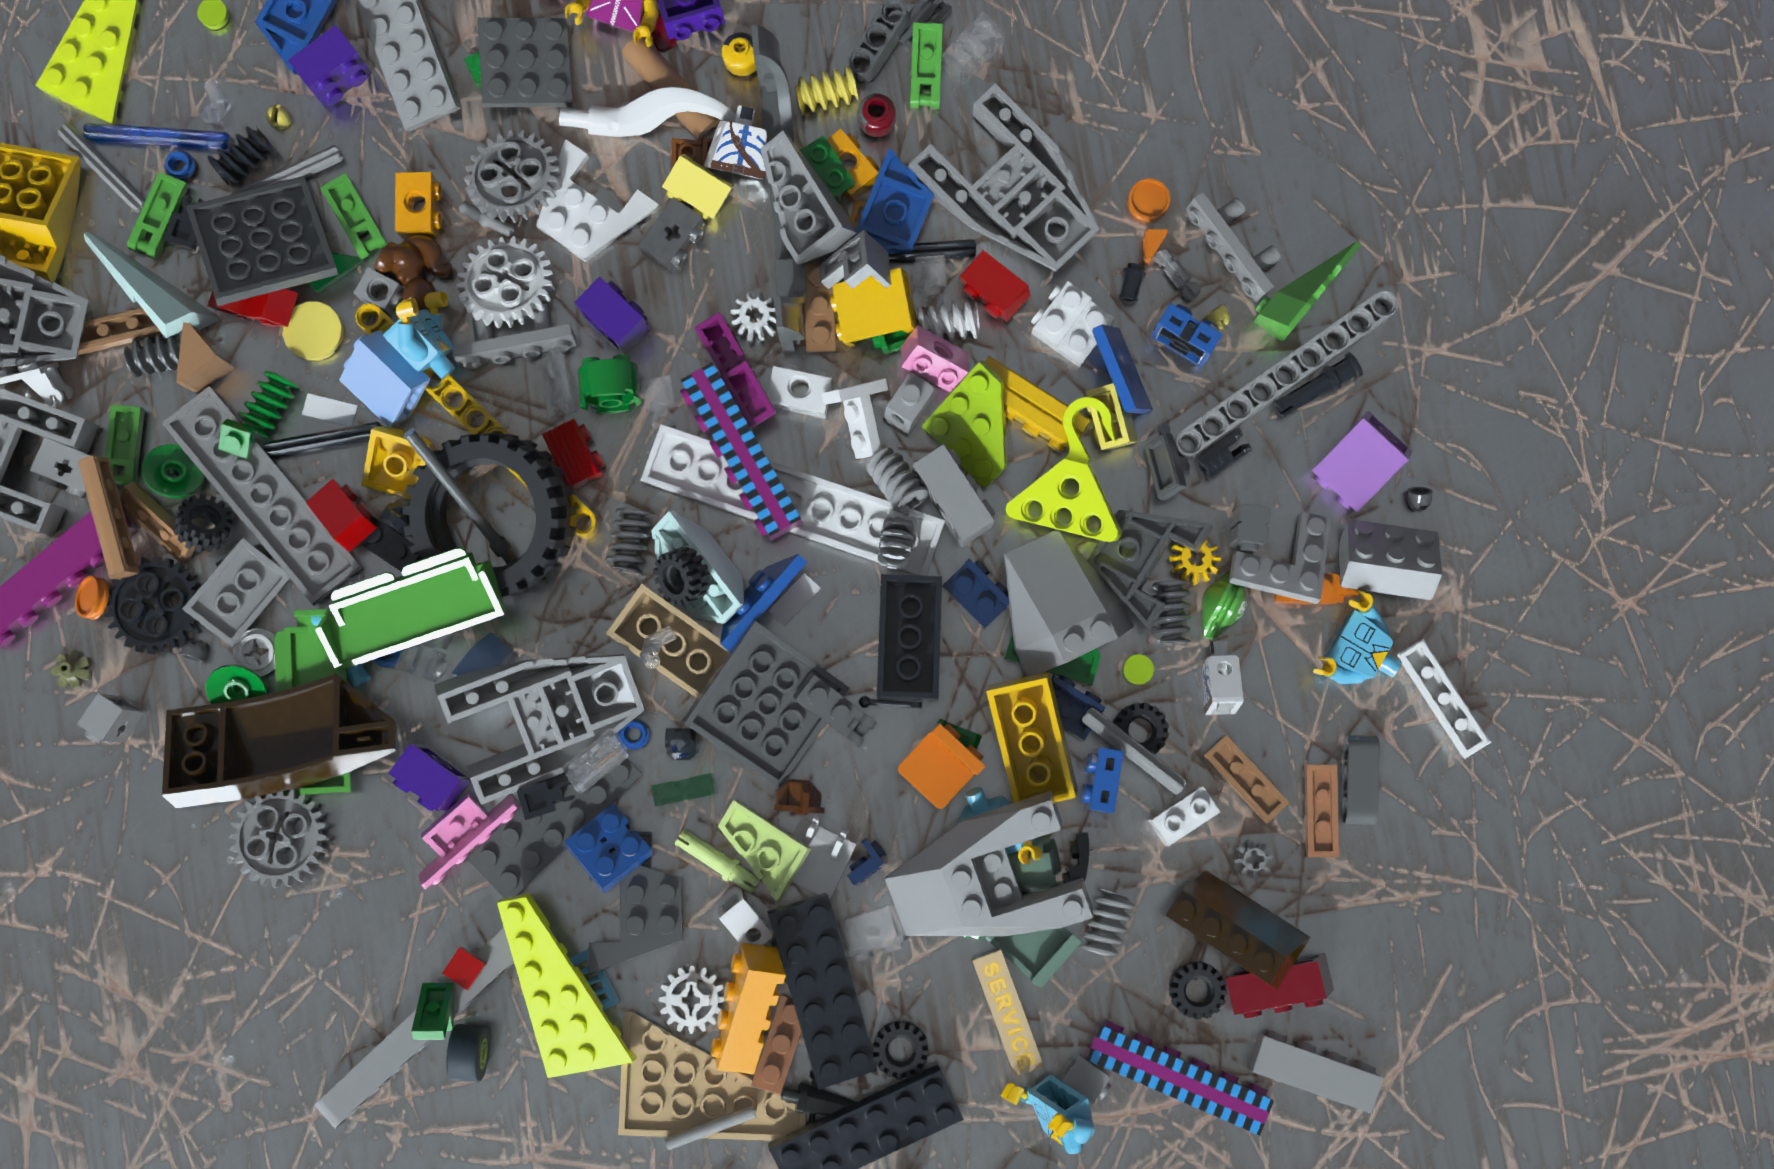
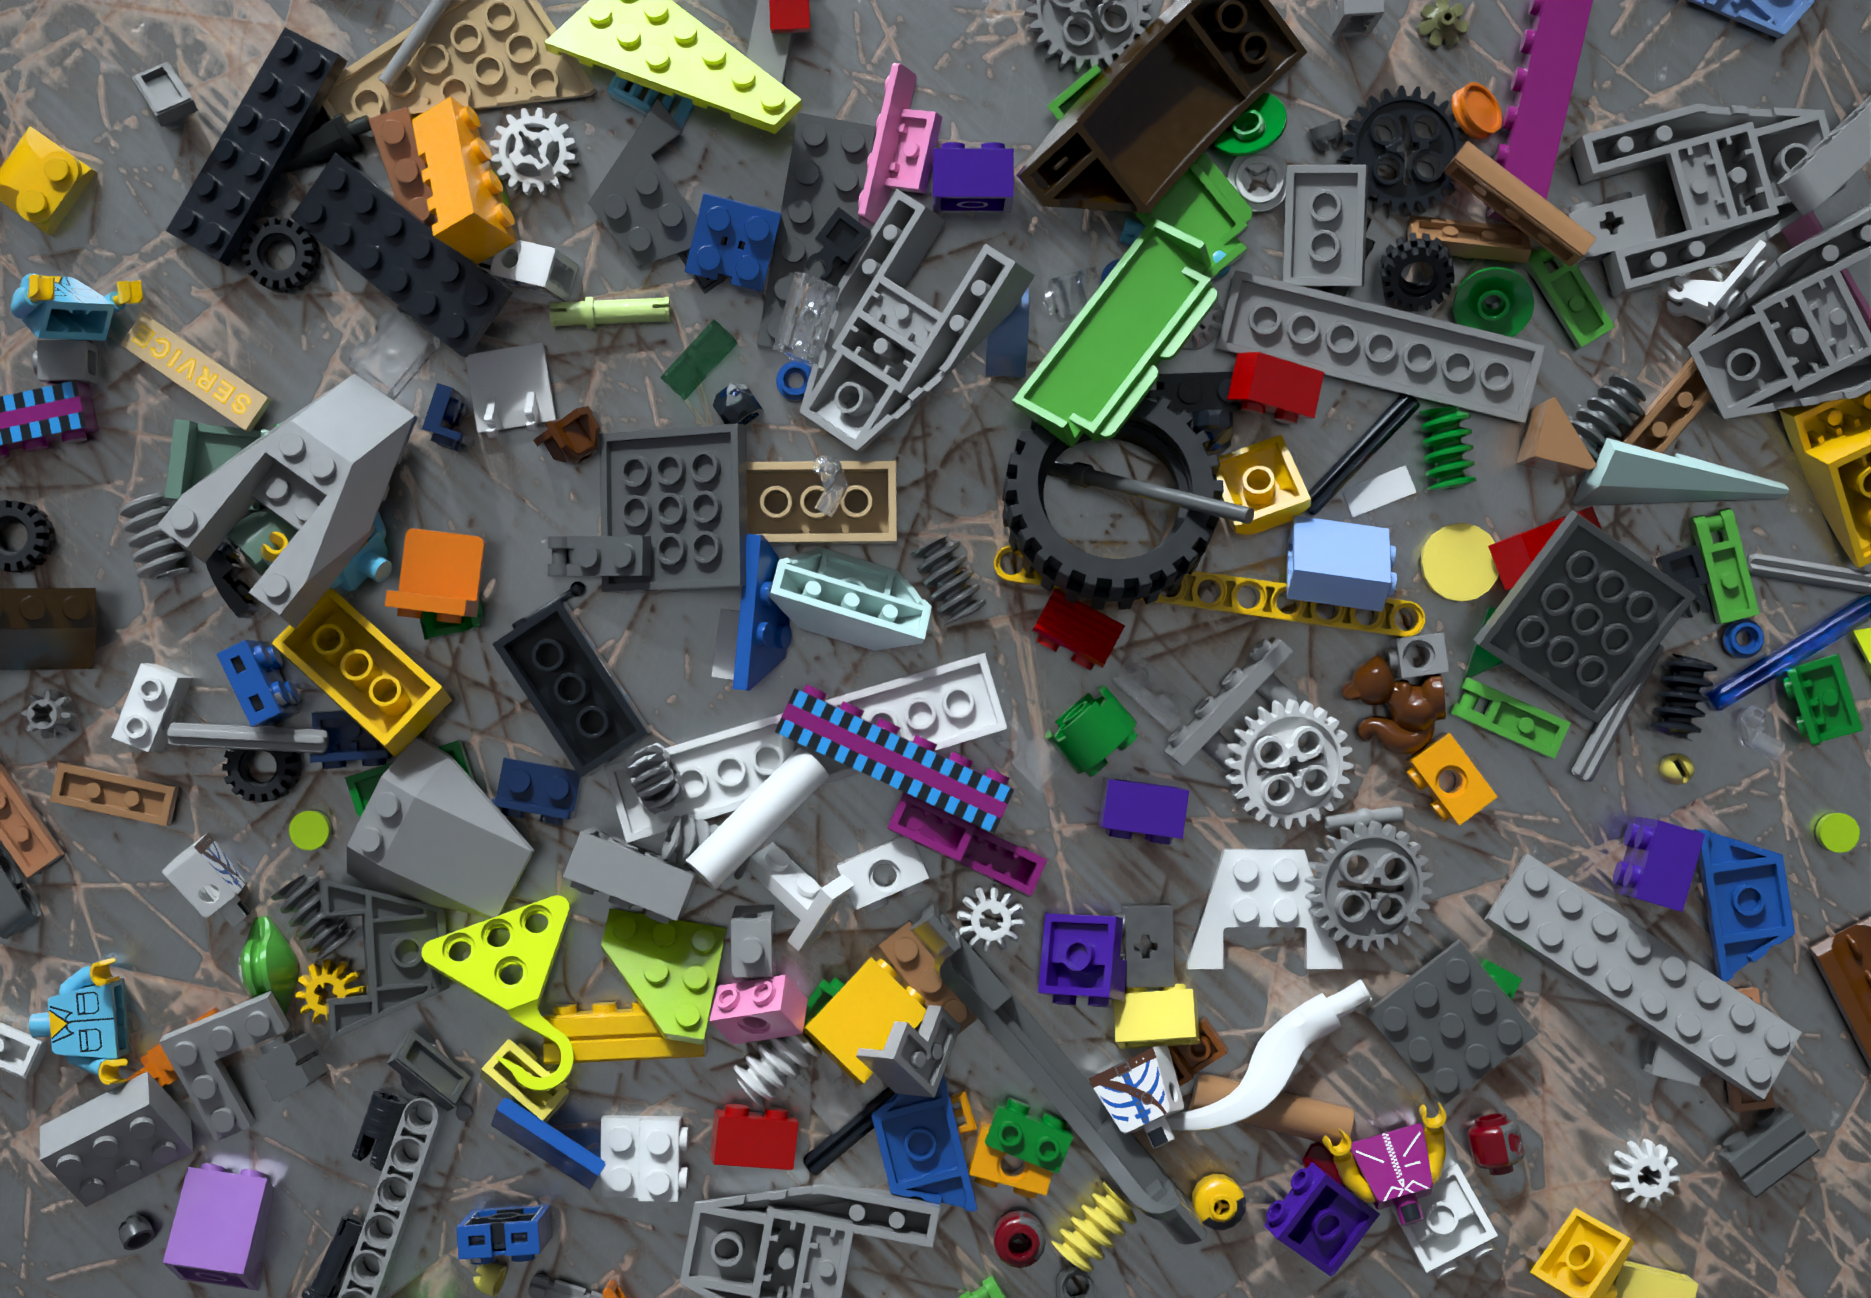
camera: 140 degrees right, 5 degrees up
(159, 95) = (1823, 699): none -> green bracket
(236, 438) = (1448, 386): plate -> none
(420, 335) = (1327, 633): medium azure torso -> none
(693, 572) = (852, 593): black tyre -> none
(716, 252) = (1082, 959): none -> dark purple plate
(765, 847) = (570, 361): yellowish green wing -> none
(806, 208) = (1016, 1077): light grey wedge -> none
(850, 474) = (757, 818): none -> white brick
(1132, 282) = (609, 1250): black pin -> none

